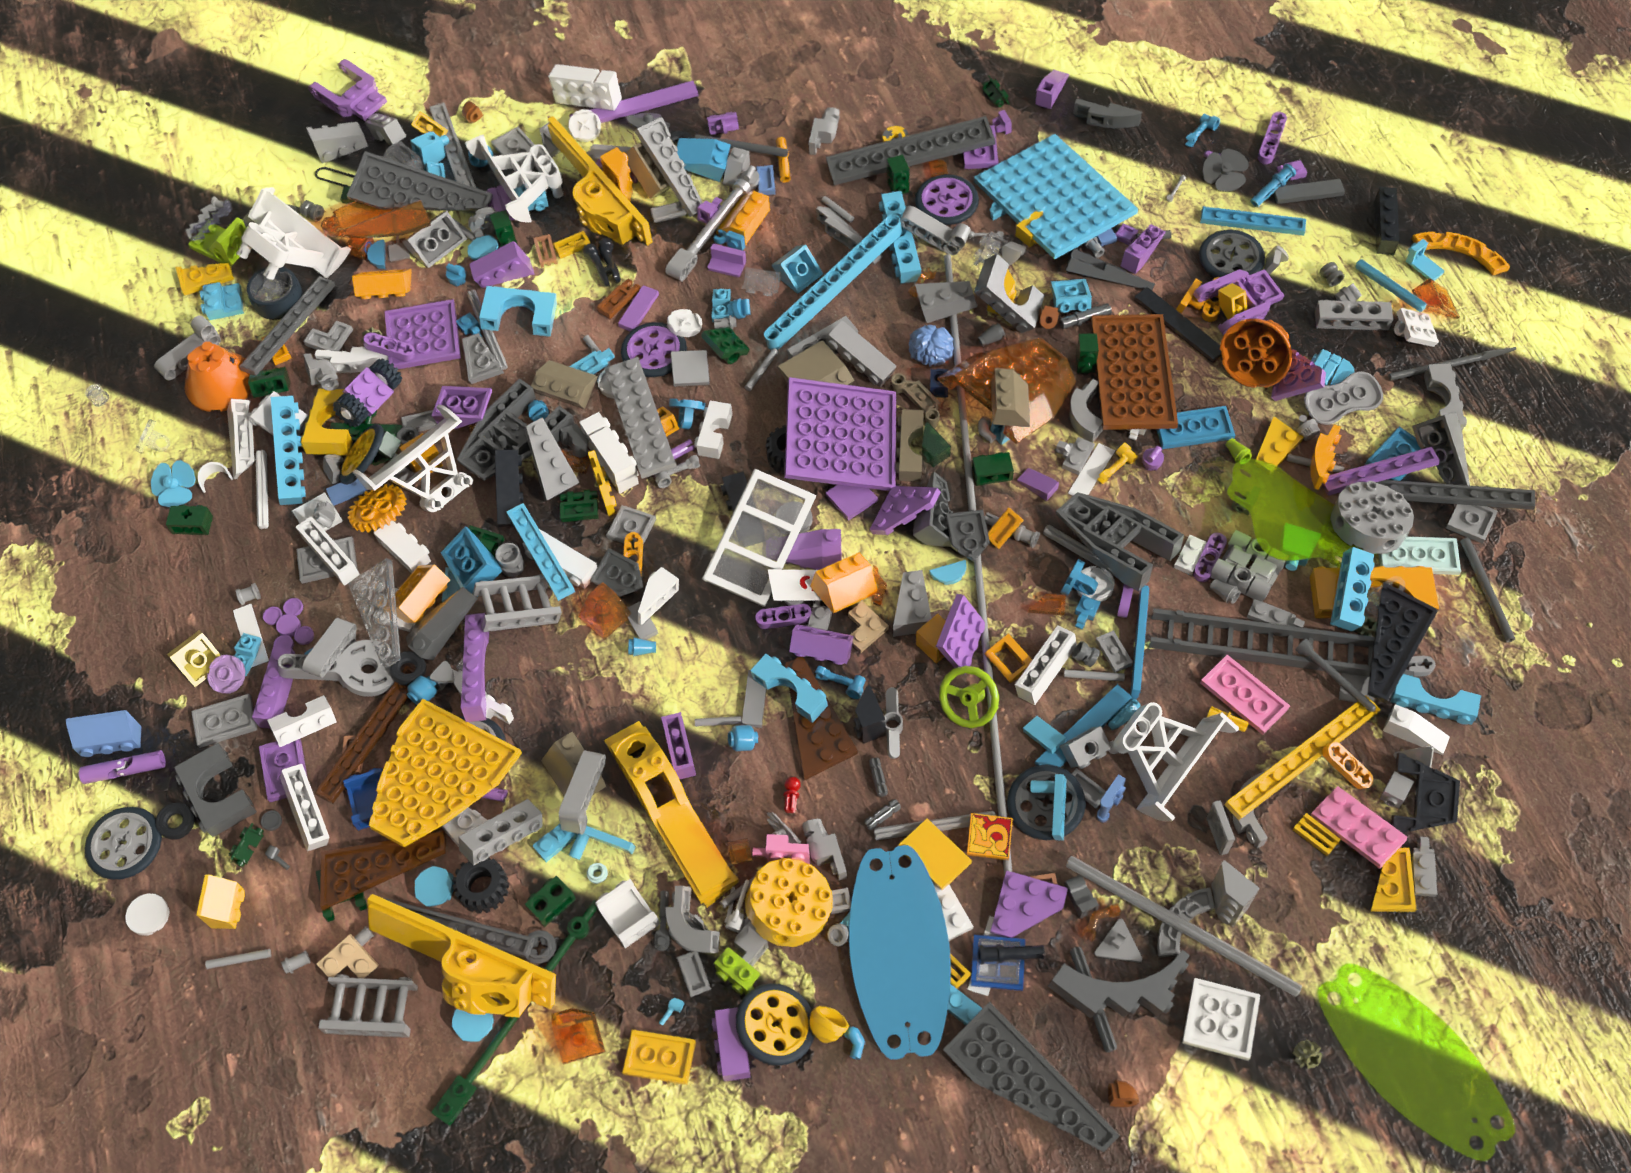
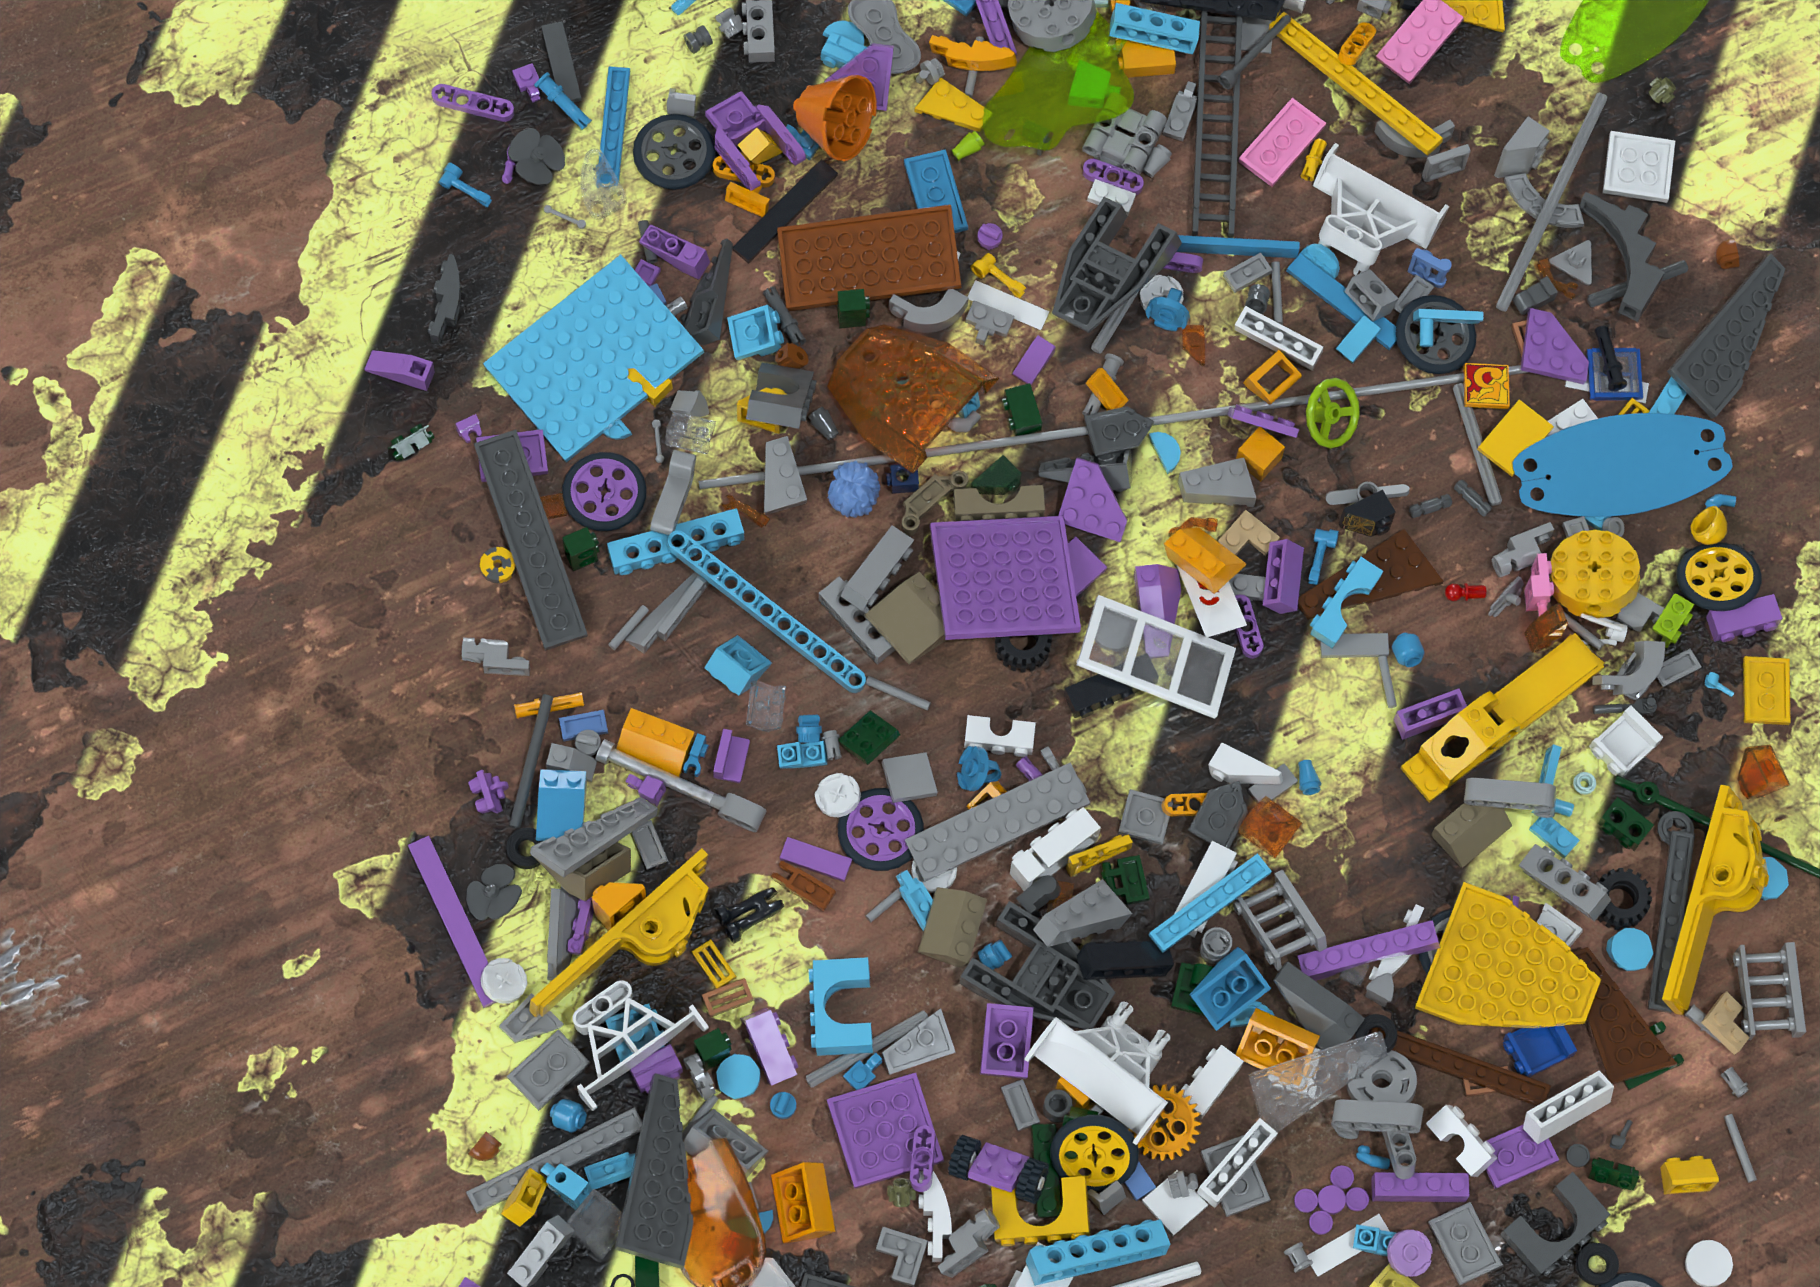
camera: 105 degrees left, 10 degrees up
(421, 689) = (1401, 1013): dark azure head -> none
(577, 87) = (446, 983): white piece -> none
(1009, 399) = (958, 379): dark tan slope -> none
(1086, 610) = (1197, 303): dark azure plate -> none
(1199, 202) = (596, 192): none -> clear beam
(1322, 830) = (1439, 65): yellow tile -> none

